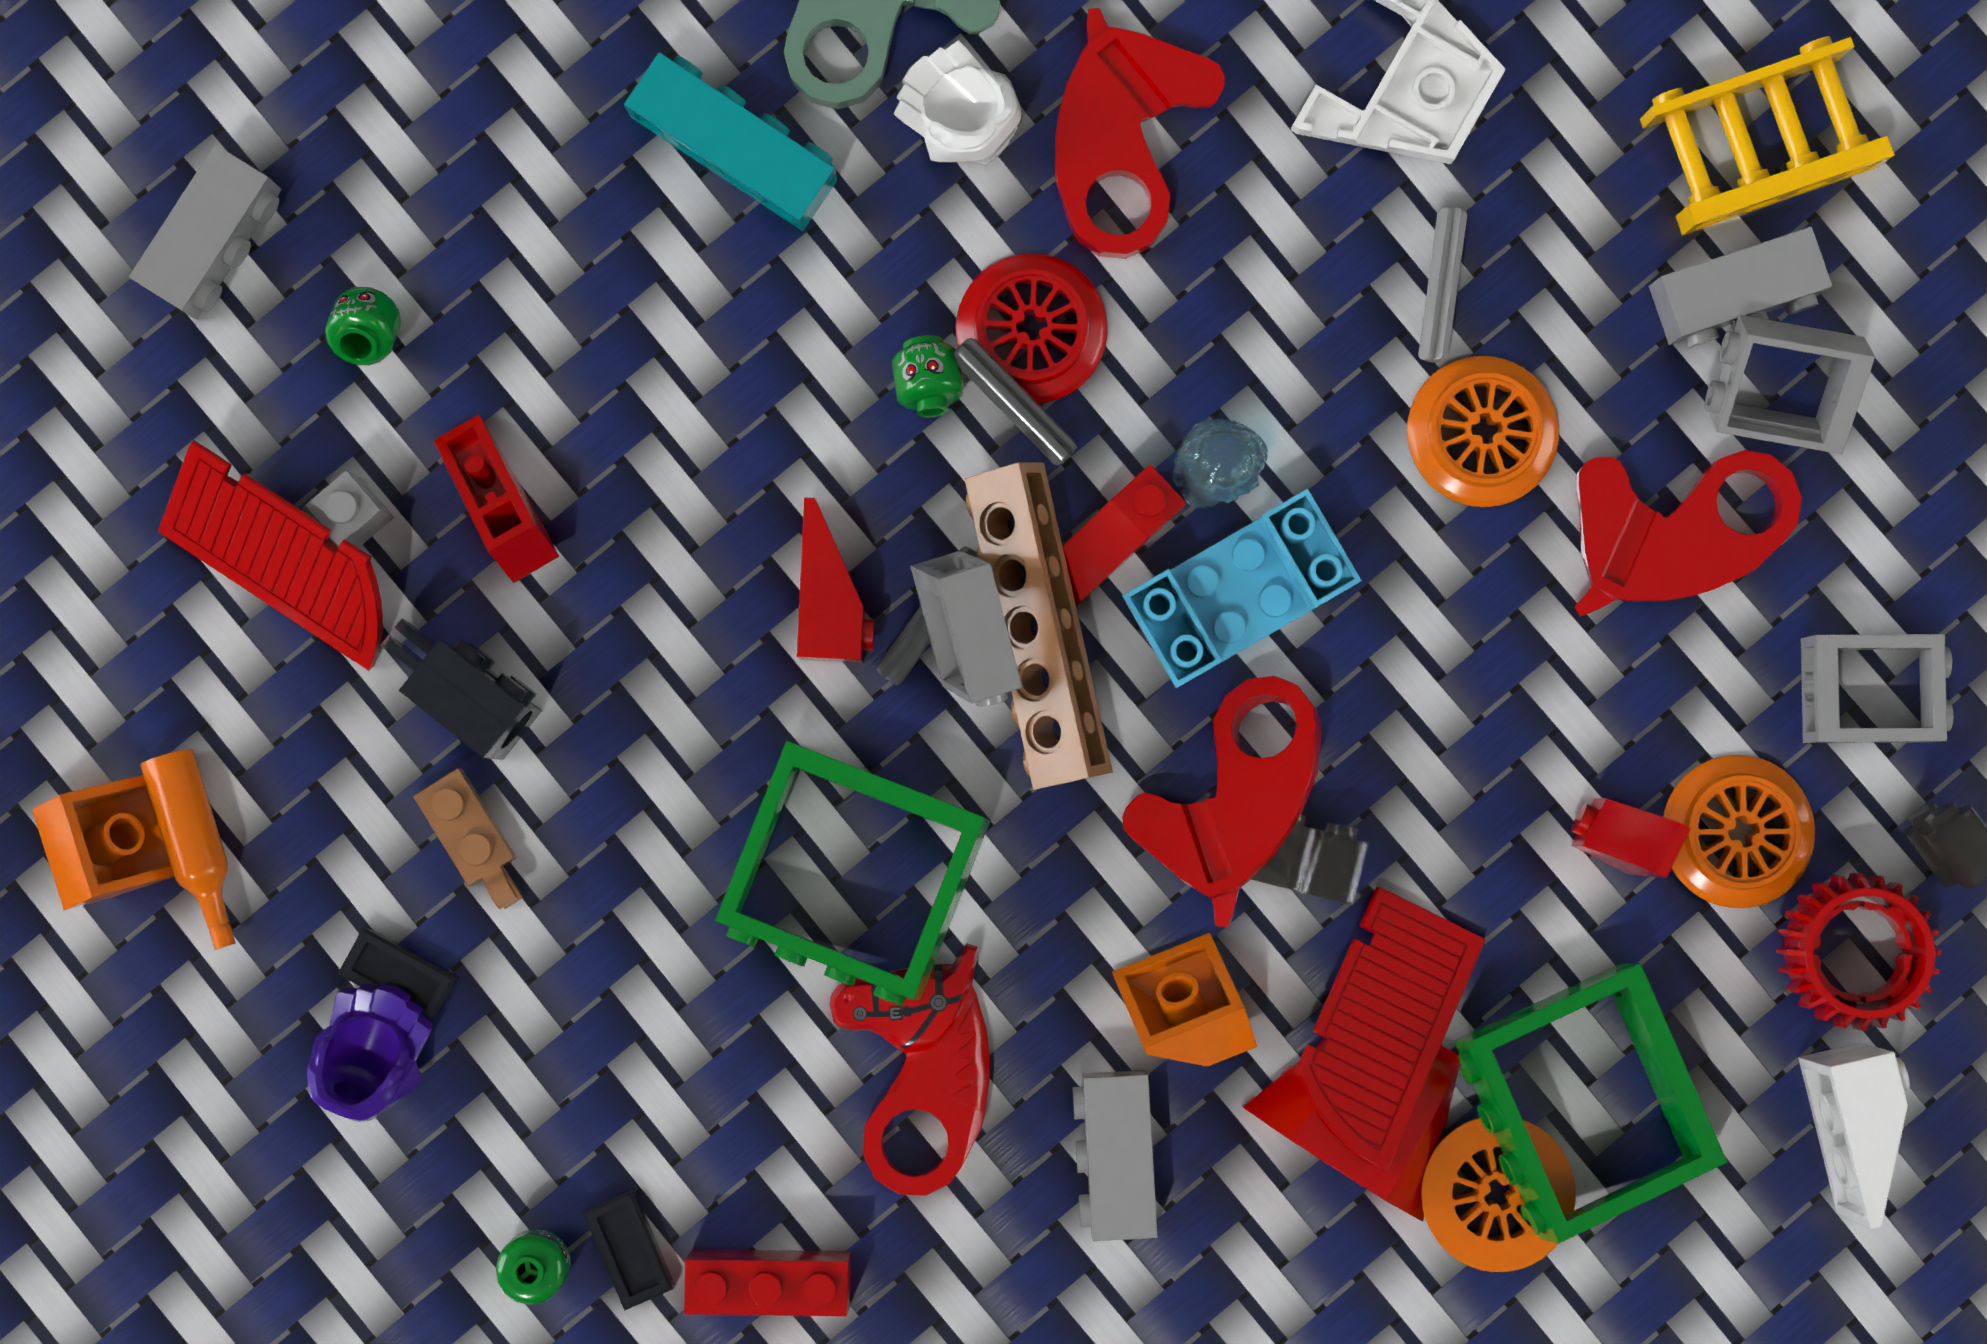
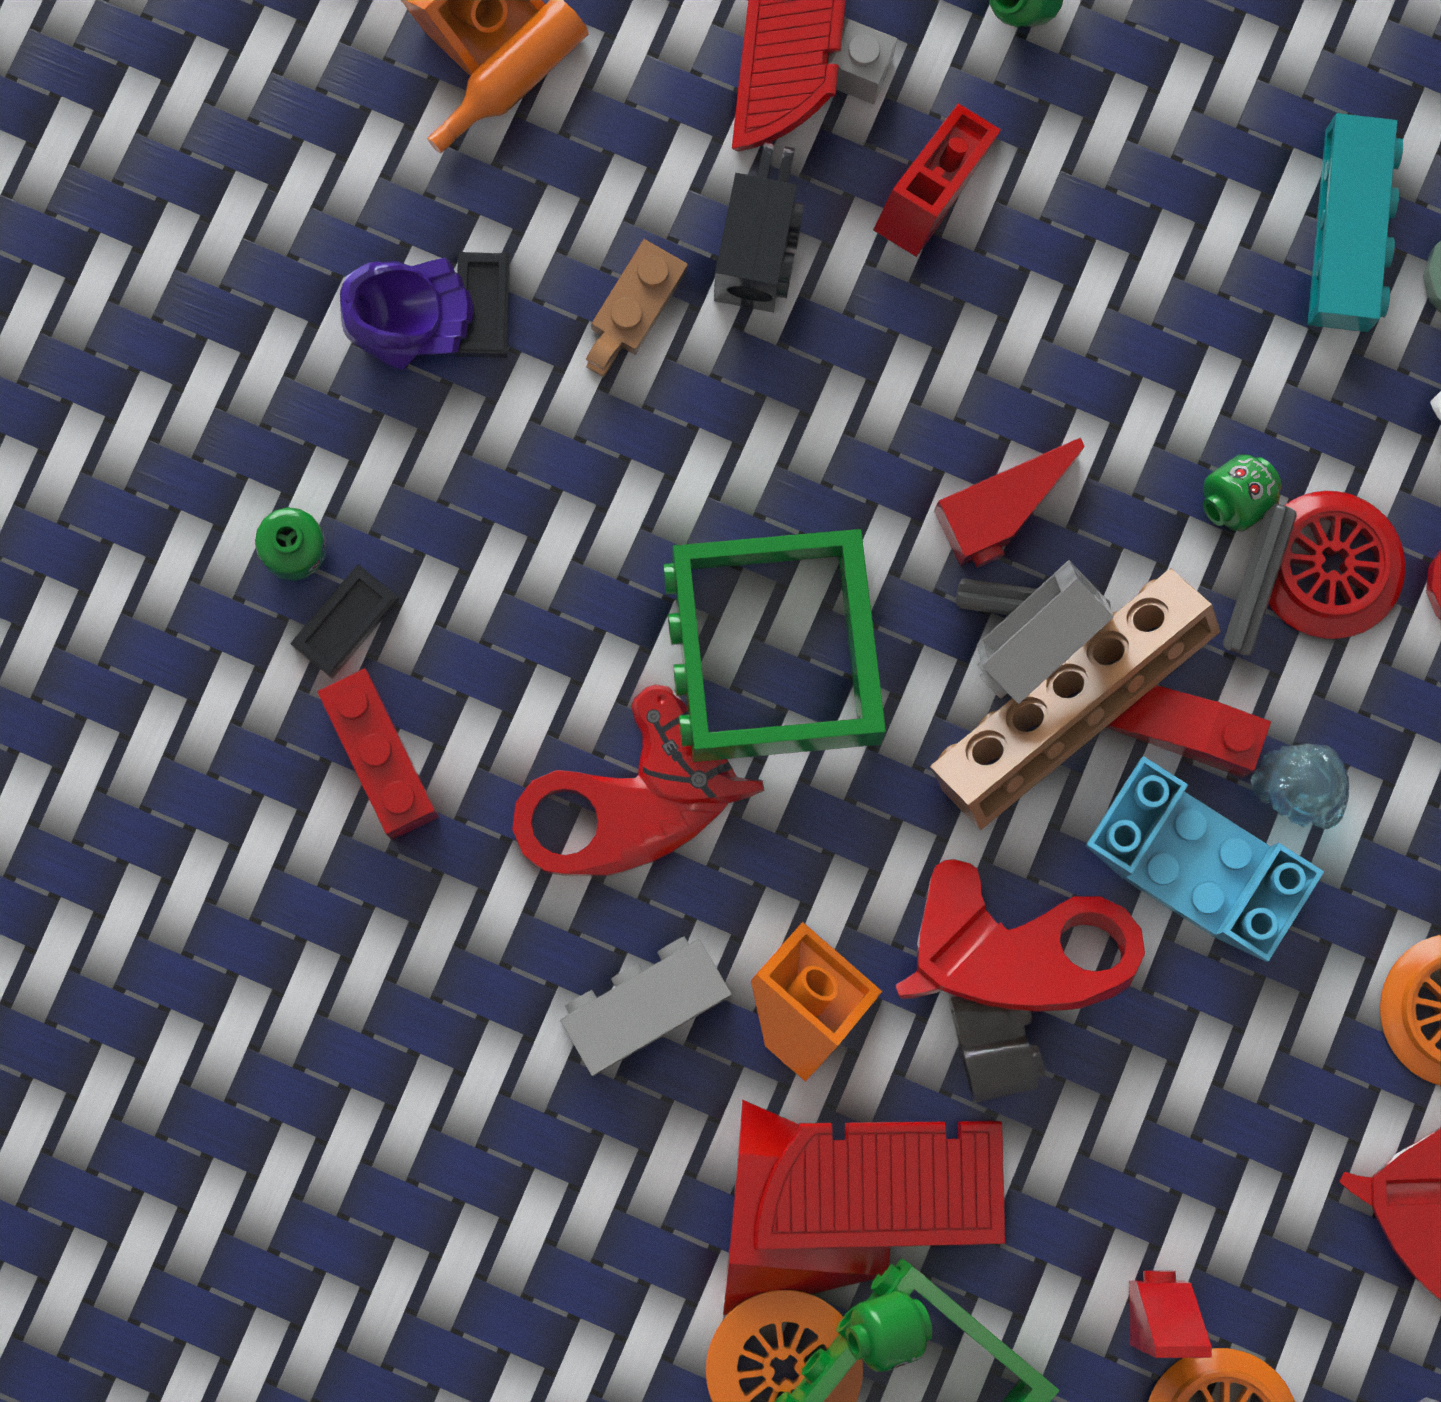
camera: 55 degrees right, 5 degrees down
(1520, 1095) = (889, 1331): none -> green head

